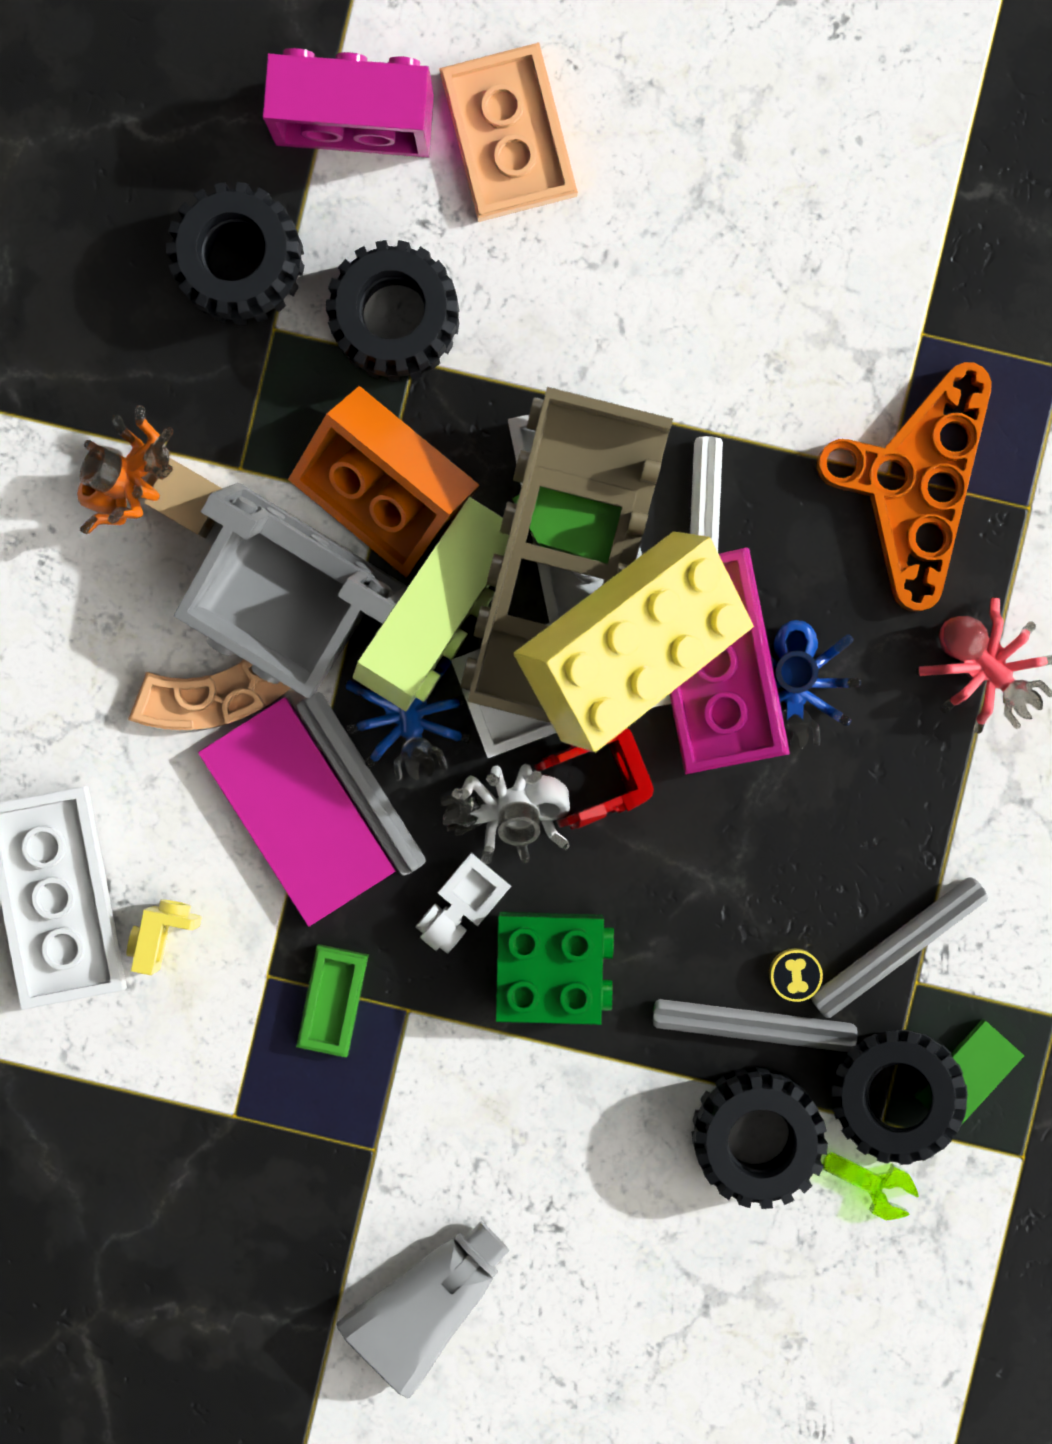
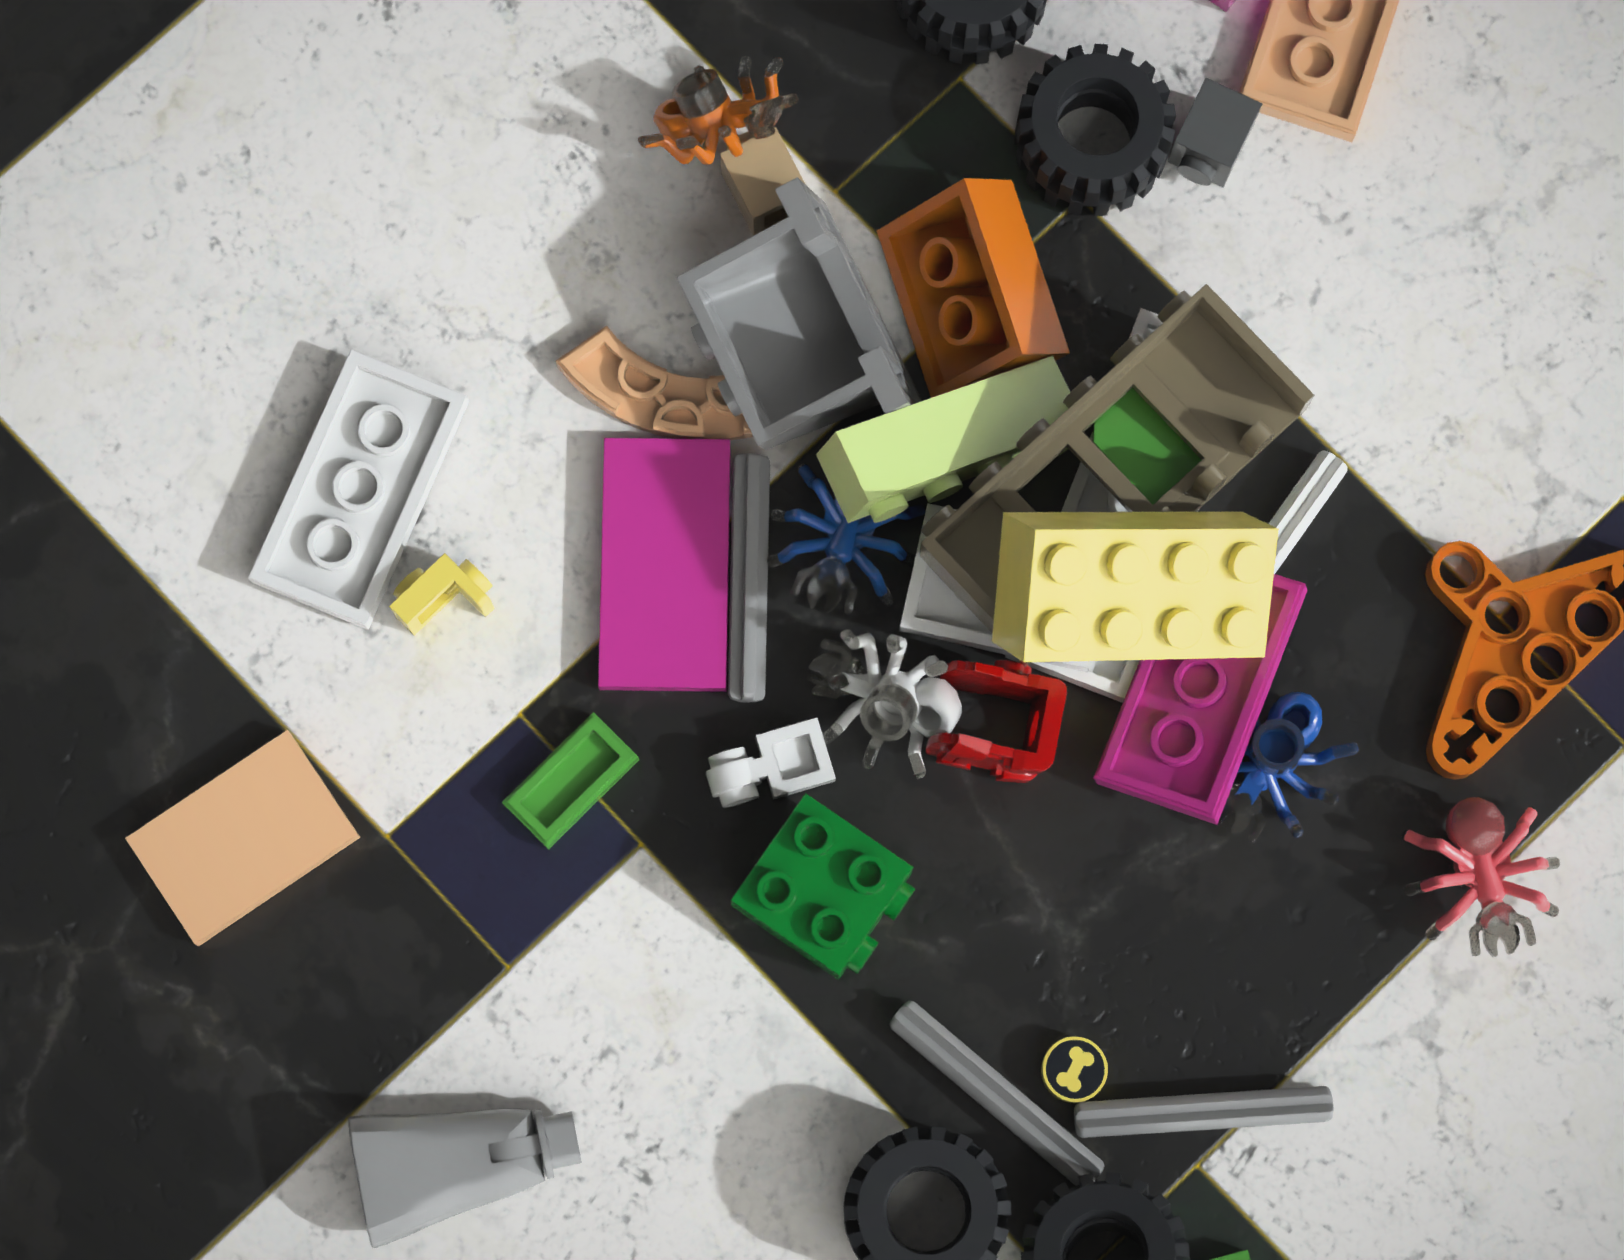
camera: 35 degrees right, 10 degrees down
(138, 1182) = (242, 838): none -> light nougat tile
(478, 258) = (1213, 134): none -> dark grey brick

